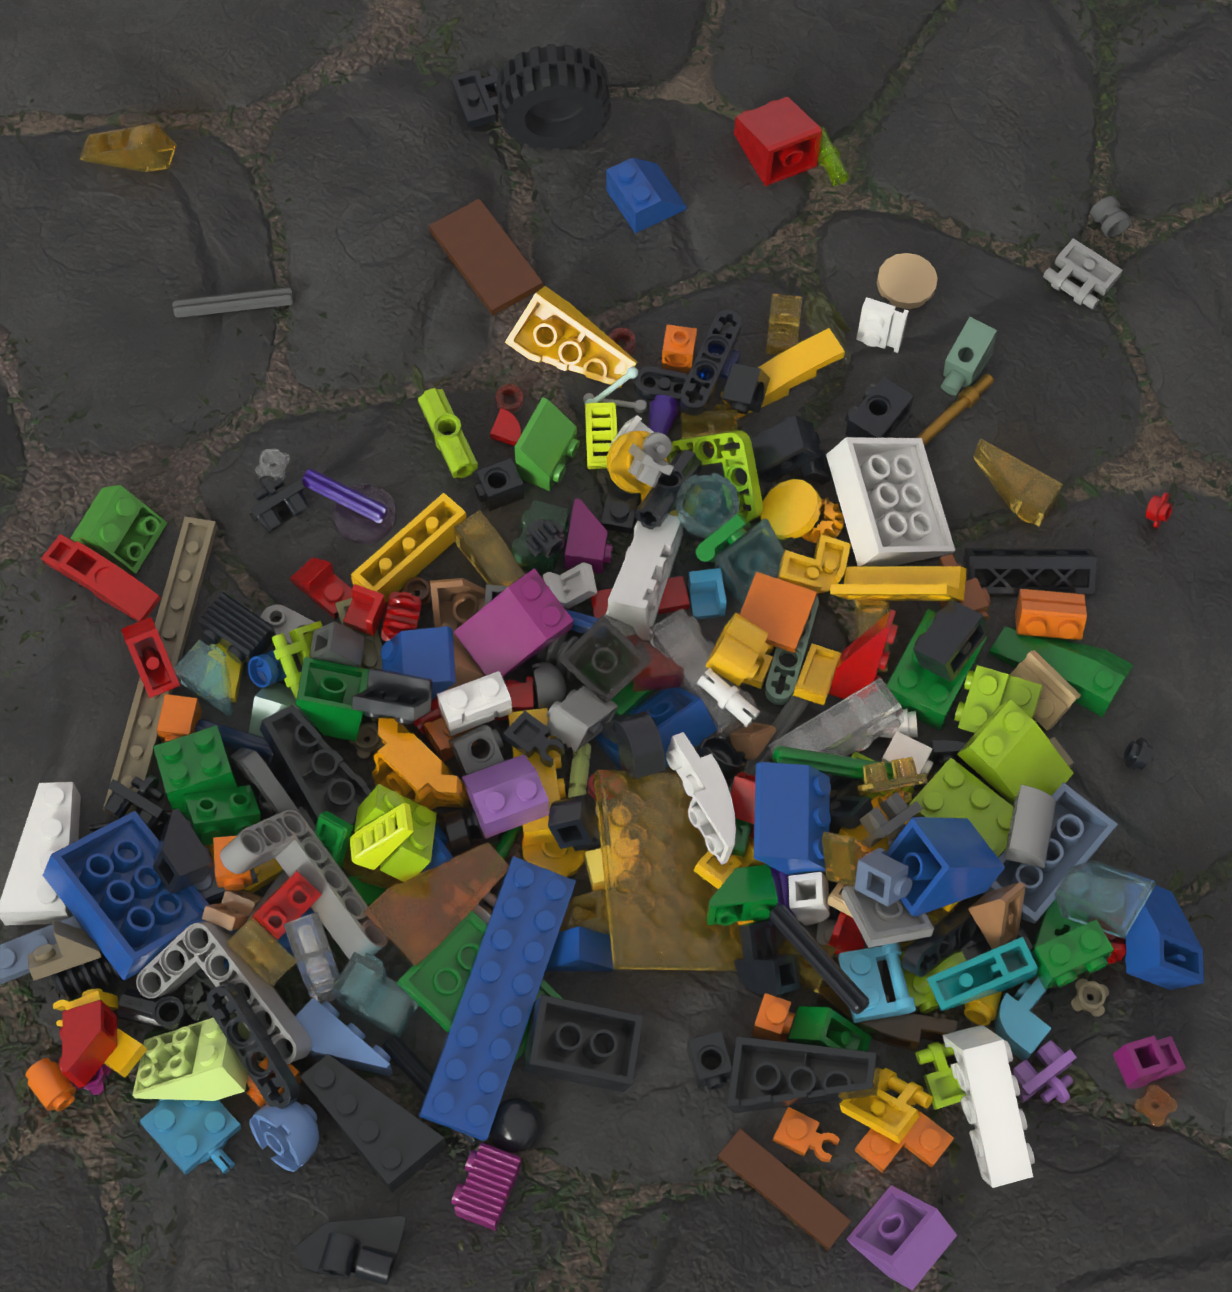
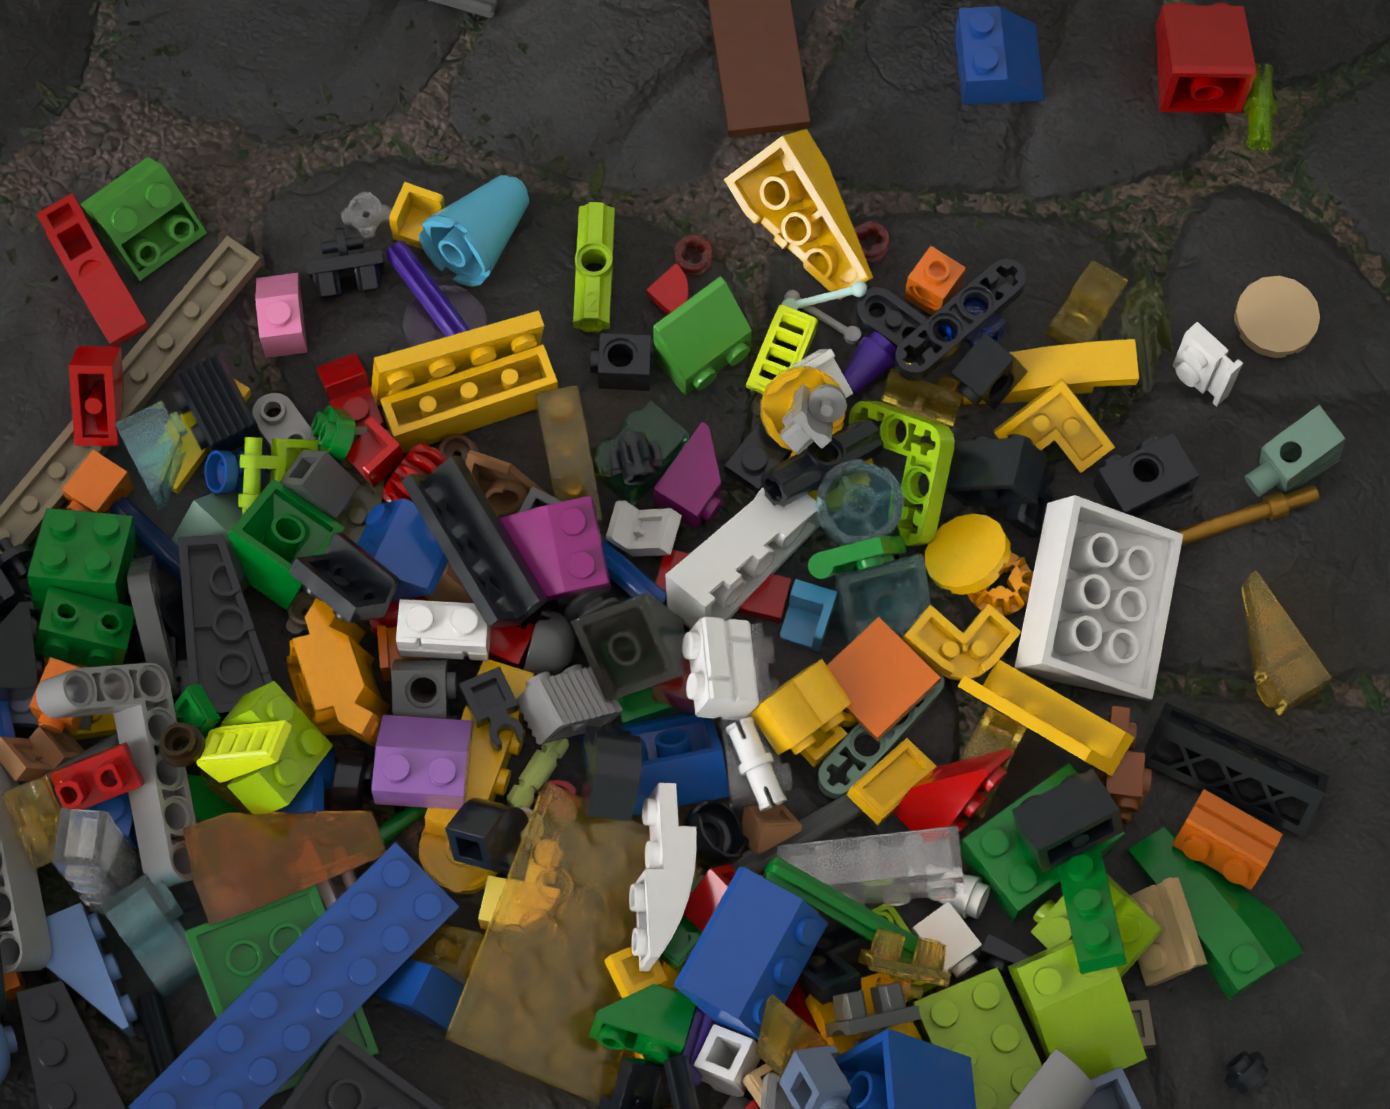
camera: 25 degrees right, 5 degrees up
(249, 553) = (280, 315): none -> bright pink slope
(311, 449) = (411, 210): none -> yellow panel
(329, 608) = (334, 431): none -> green plate
(330, 849) = (174, 737): none -> dark brown plate
(355, 443) = (475, 229): none -> medium azure cone
(386, 524) = (454, 354): none -> yellow plate
(470, 634) = (476, 541): none -> black fence
(675, 644) = (721, 668): none -> white brick
(808, 398) = (1062, 418): none -> yellow plate
(998, 690) = (1091, 913): none -> green plate

